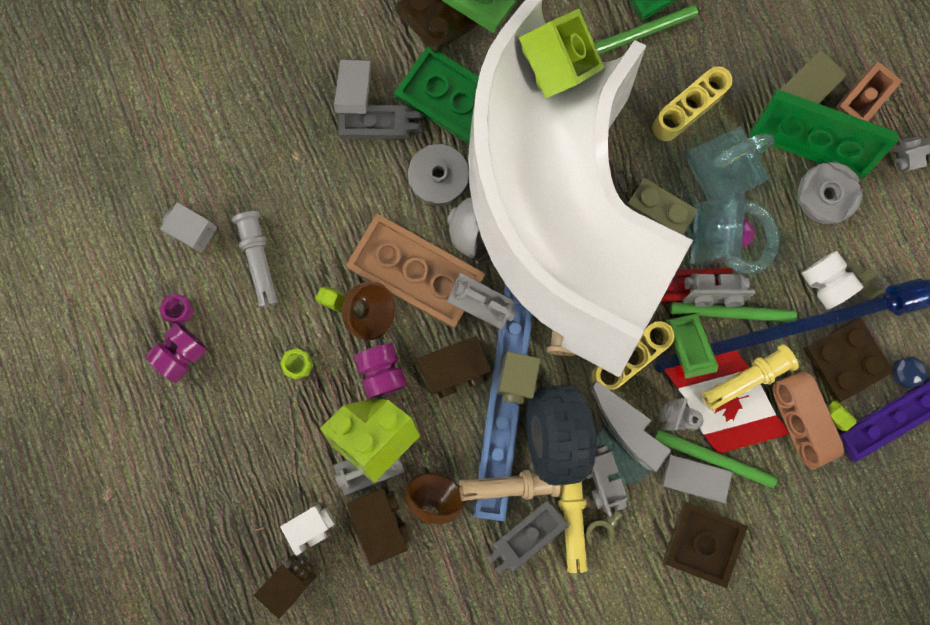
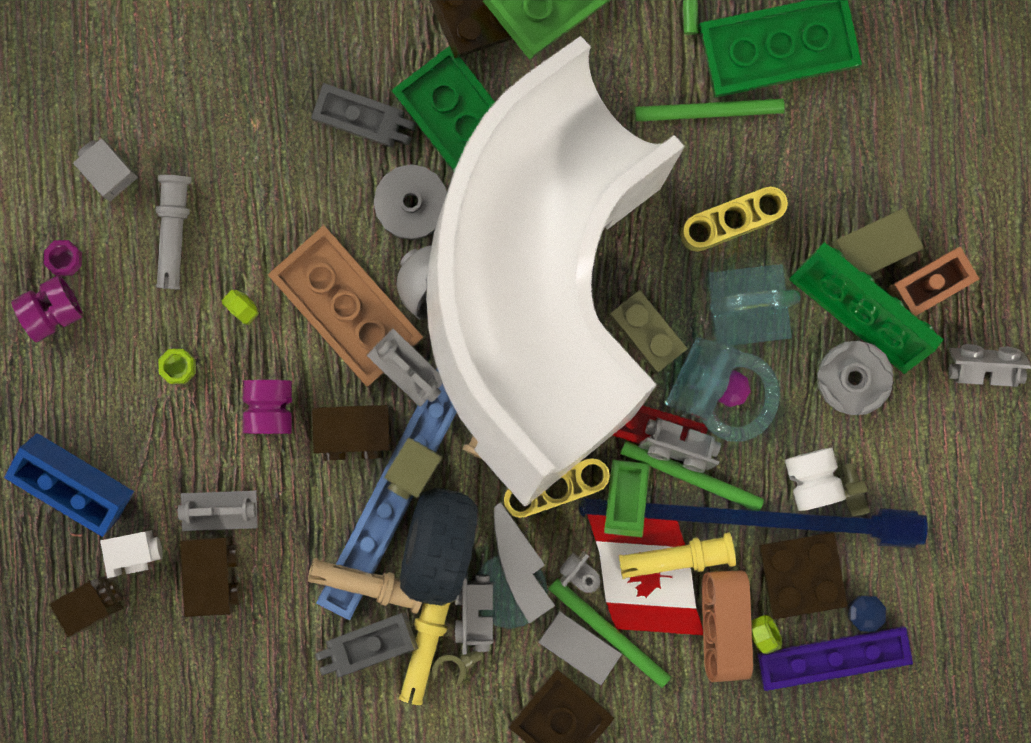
camera: 20 degrees right, 5 degrees up
(238, 489) = (69, 484): none -> blue brick
(352, 86) = (346, 66): light grey tile -> none
(370, 435) = (231, 475): lime slope -> none
(377, 312) = (285, 341): reddish brown piece -> none
(434, 491) = (282, 560): reddish brown piece -> none
(561, 53) = (589, 121): lime slope -> none

